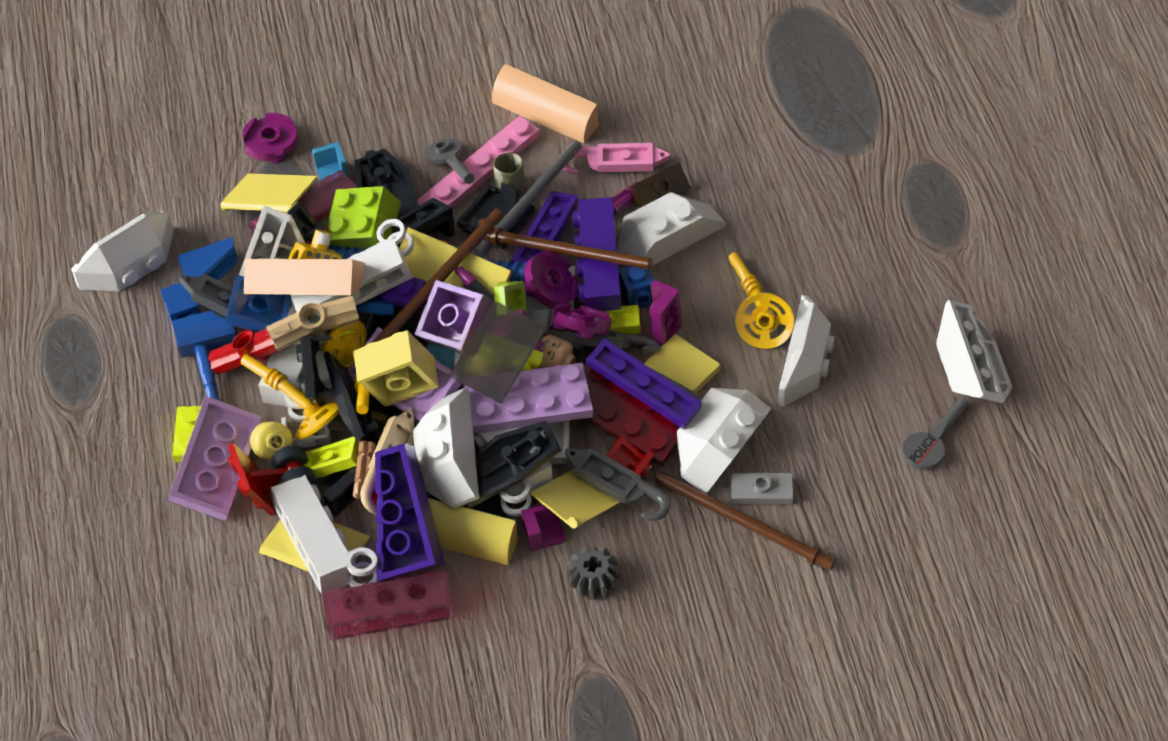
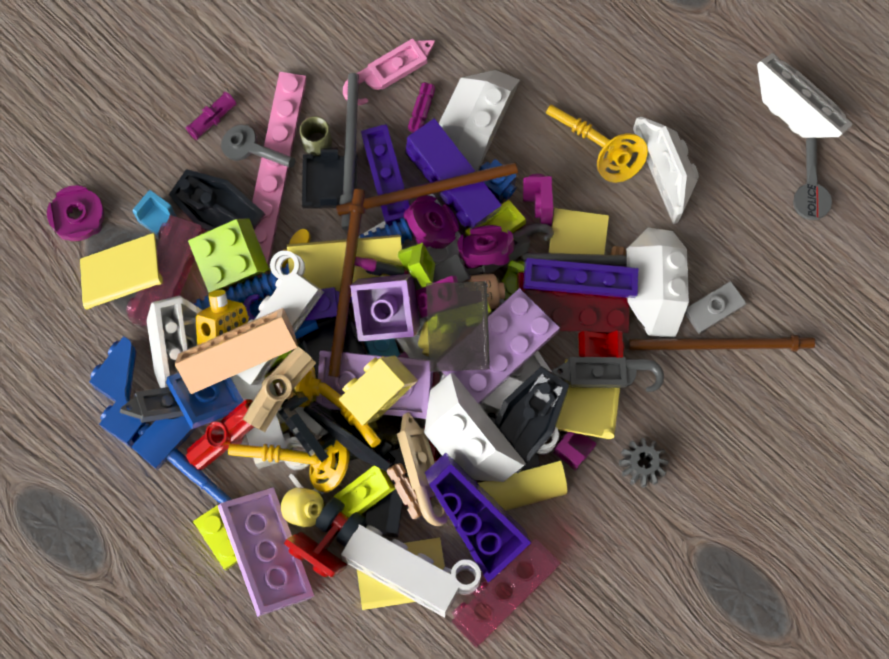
camera: 40 degrees left, 20 degrees up
(126, 254) = (41, 405): white wedge -> none
(305, 221) = (191, 290): black bracket -> none
(421, 124) = (211, 115): none -> magenta pin
(428, 218) = (280, 226): black panel -> none
(545, 103) = (294, 49): light nougat brick -> none
(659, 184) = (446, 76): dark brown plate -> none

